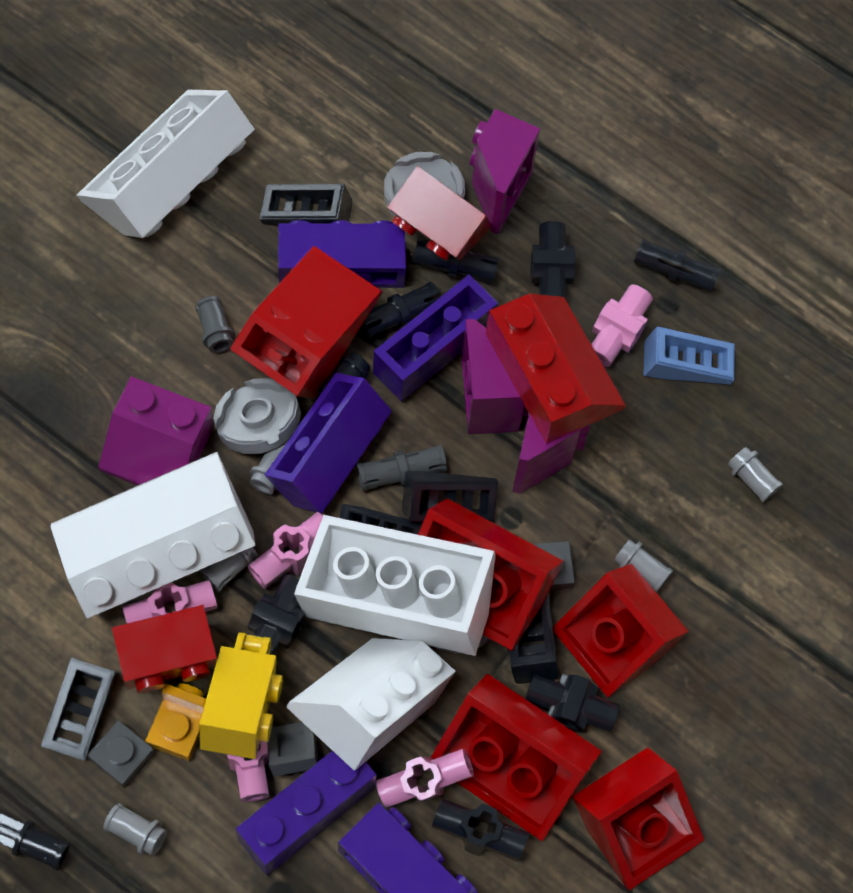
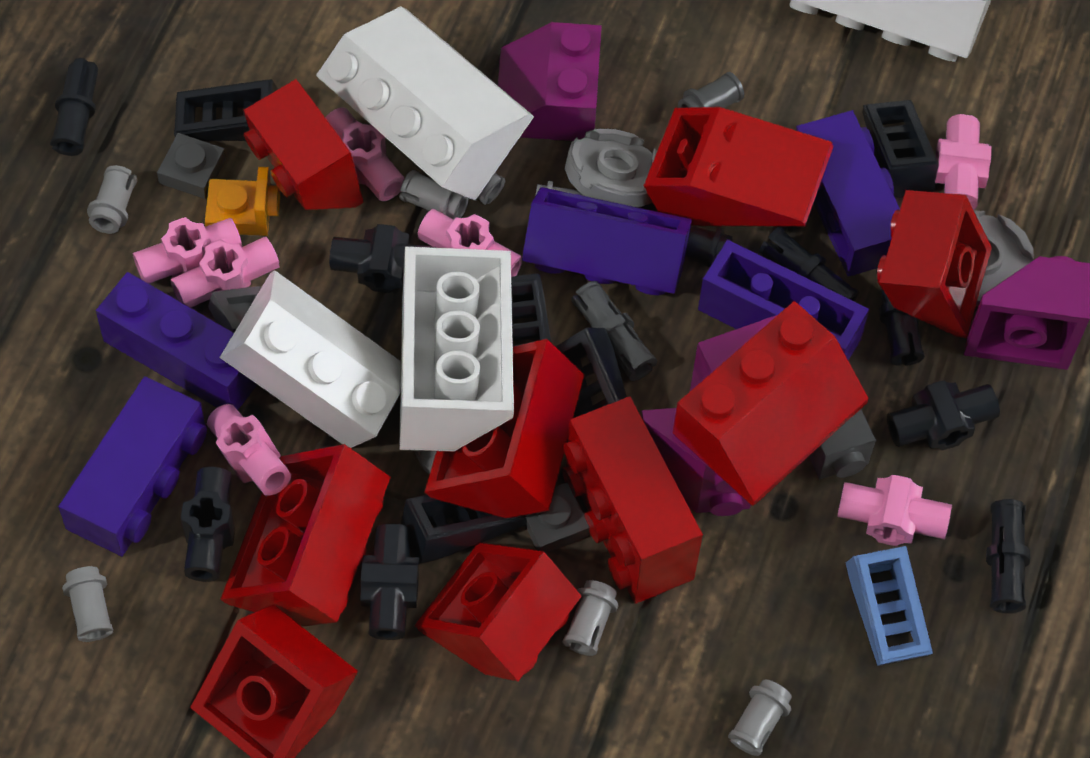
camera: 75 degrees right, 5 degrees down
(215, 799) = (182, 248): none -> bright pink axle
(240, 698) = (272, 230): yellow brick -> none
(343, 166) = (962, 159): none -> bright pink axle
(572, 497) = (631, 501): none -> red brick

